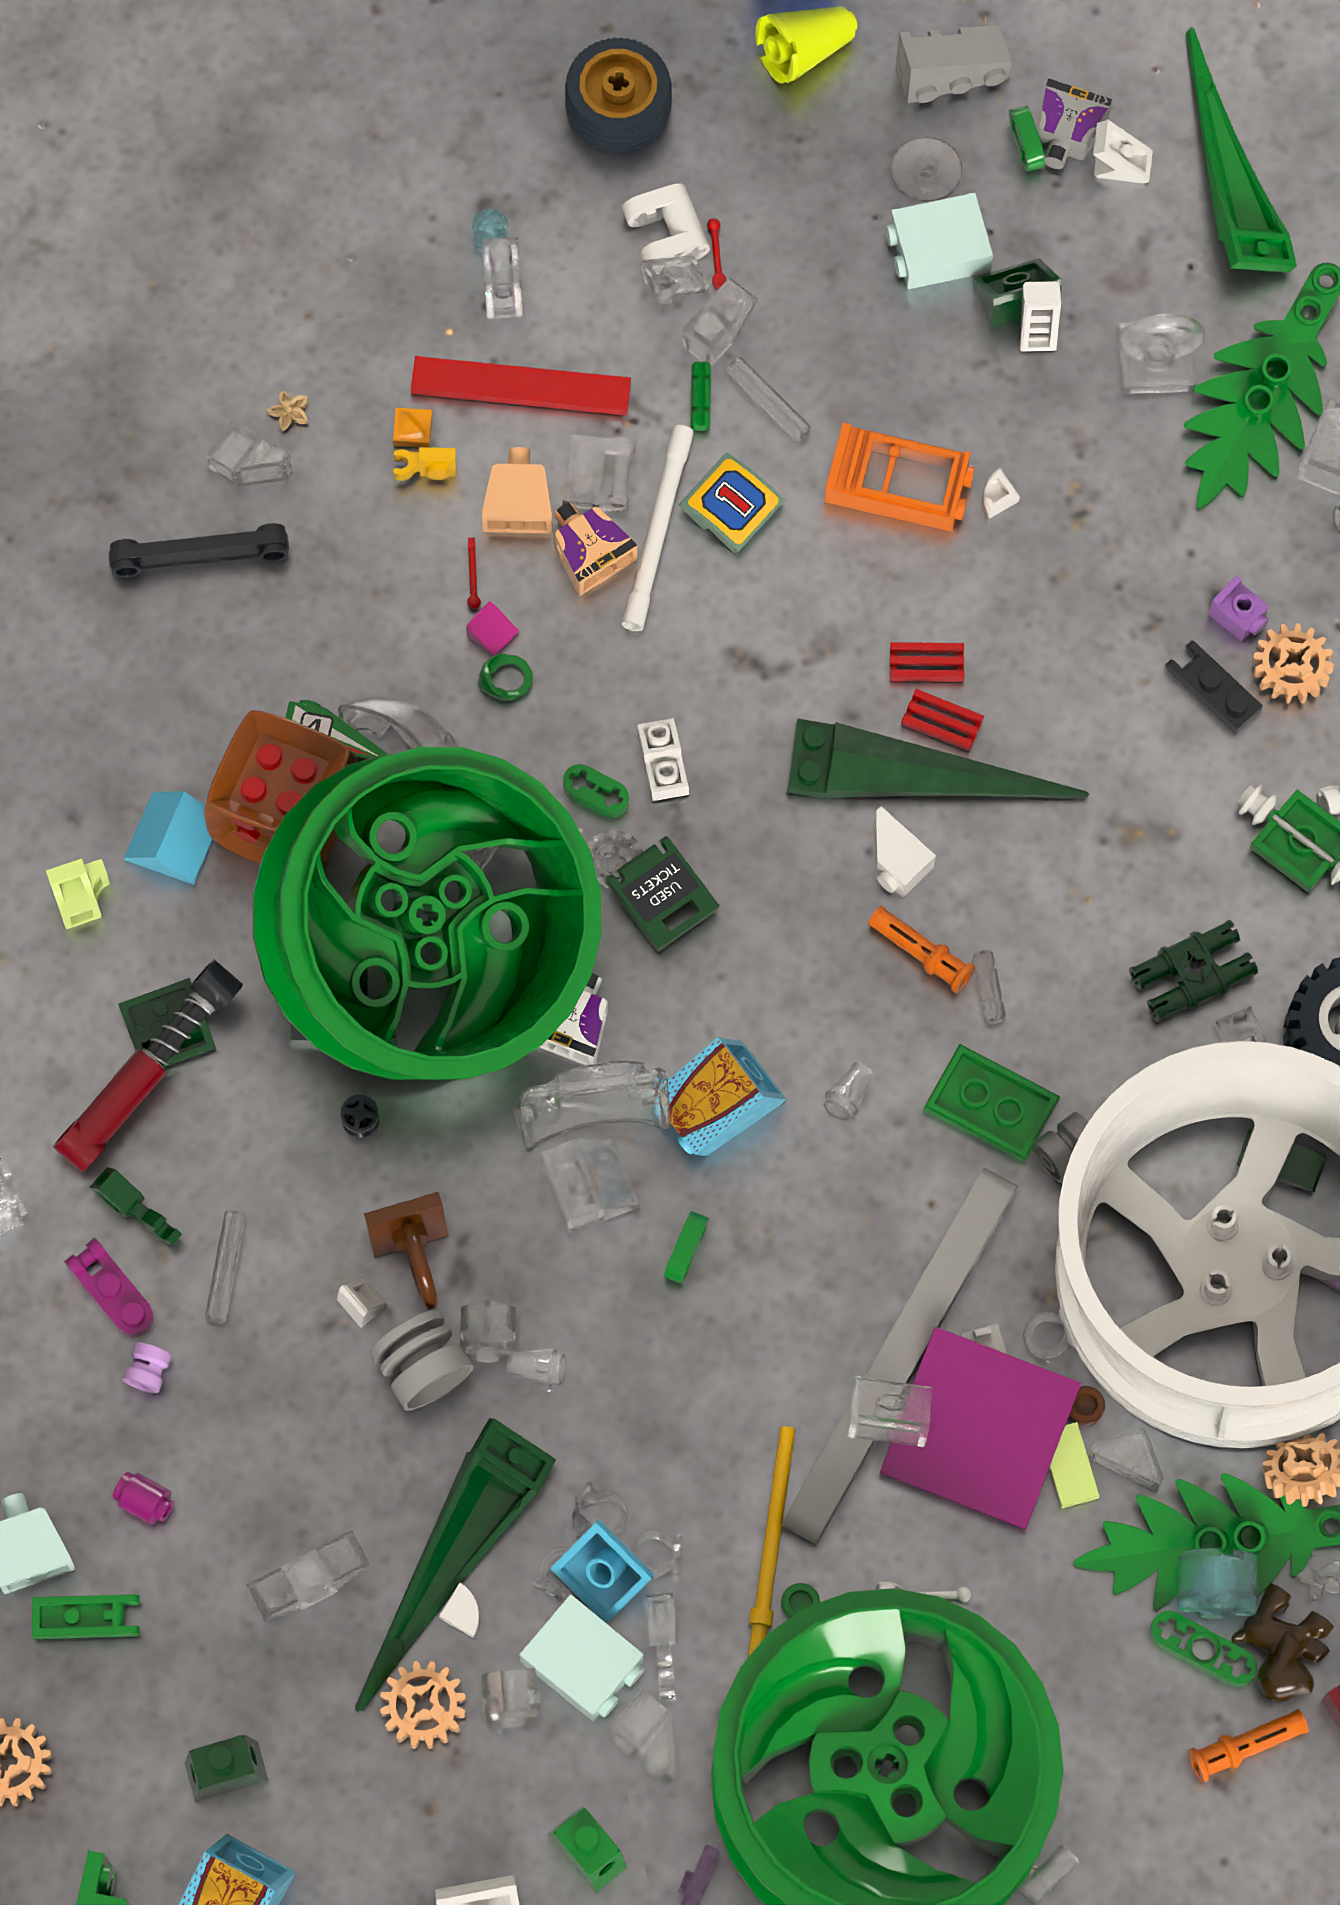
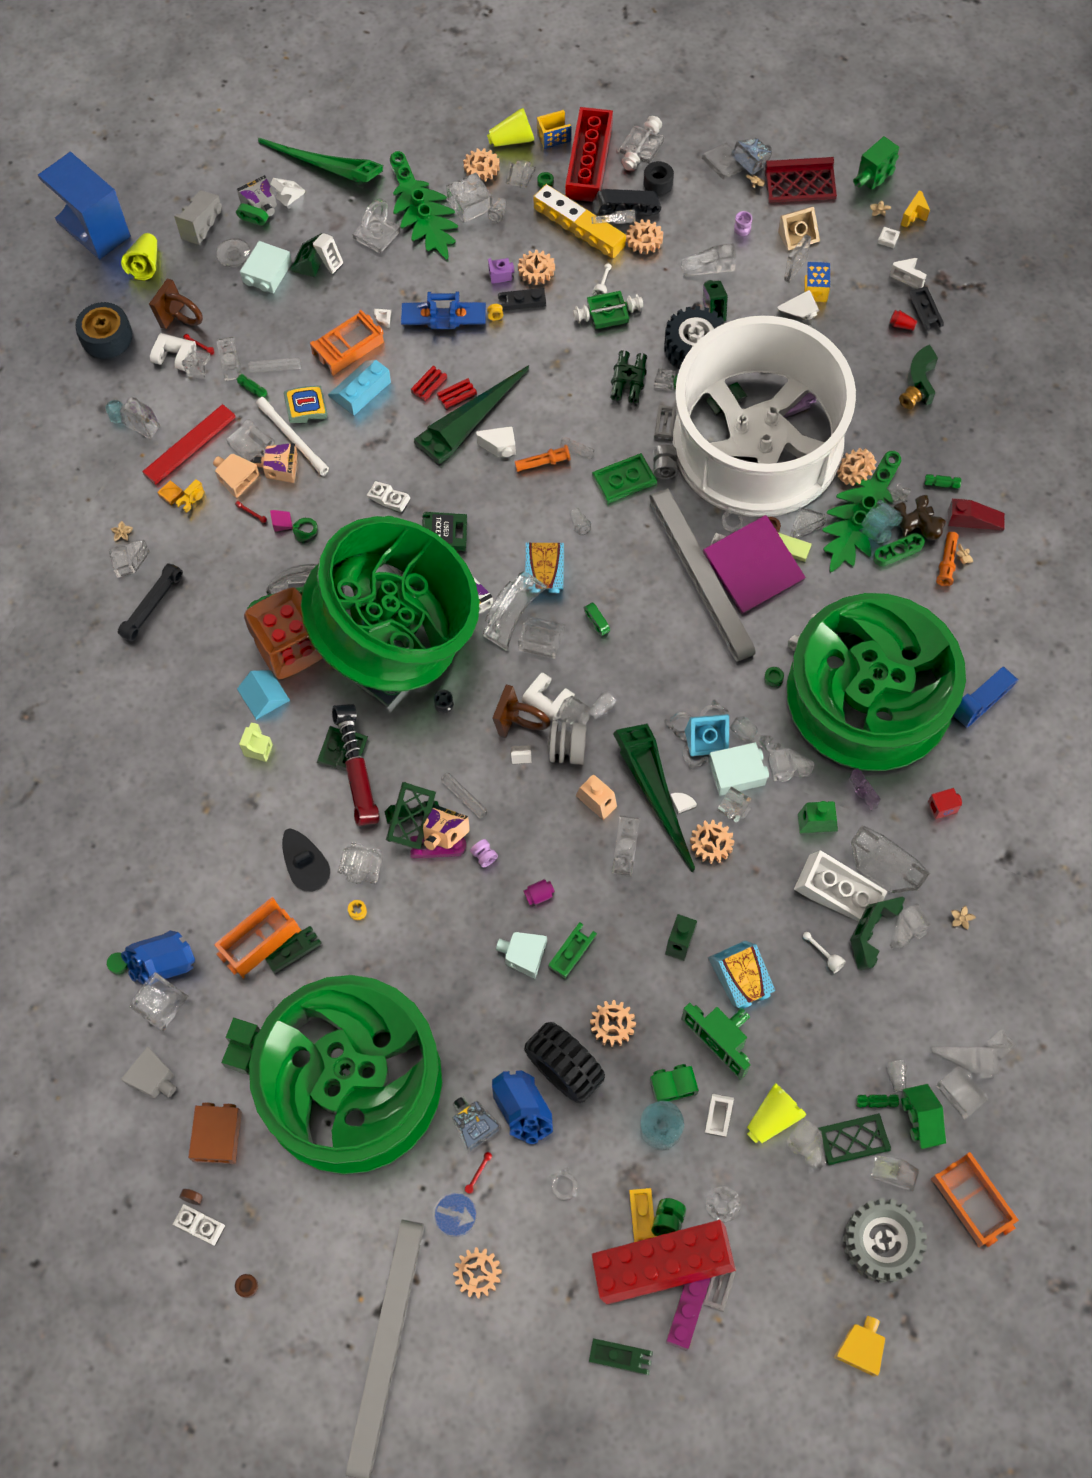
camera: 50 degrees left, 5 degrees down
(112, 1244) = (400, 802): none -> dark green window
(137, 1277) = (444, 828): none -> light nougat torso
(365, 1472) = (595, 795): none -> light nougat torso
(469, 1267) = (534, 697): none -> white connector
(740, 153) = (168, 303): none -> reddish brown tile
(761, 1616) = (768, 693): yellow bar -> none
(833, 561) = (361, 386): none -> medium azure slope
(890, 1412) = (726, 587): clear slope -> none
(1069, 592) = (443, 318): none -> blue piece
(1148, 663) = (495, 312): none -> yellow bush
(1276, 1765) = (963, 555): none -> tan plant

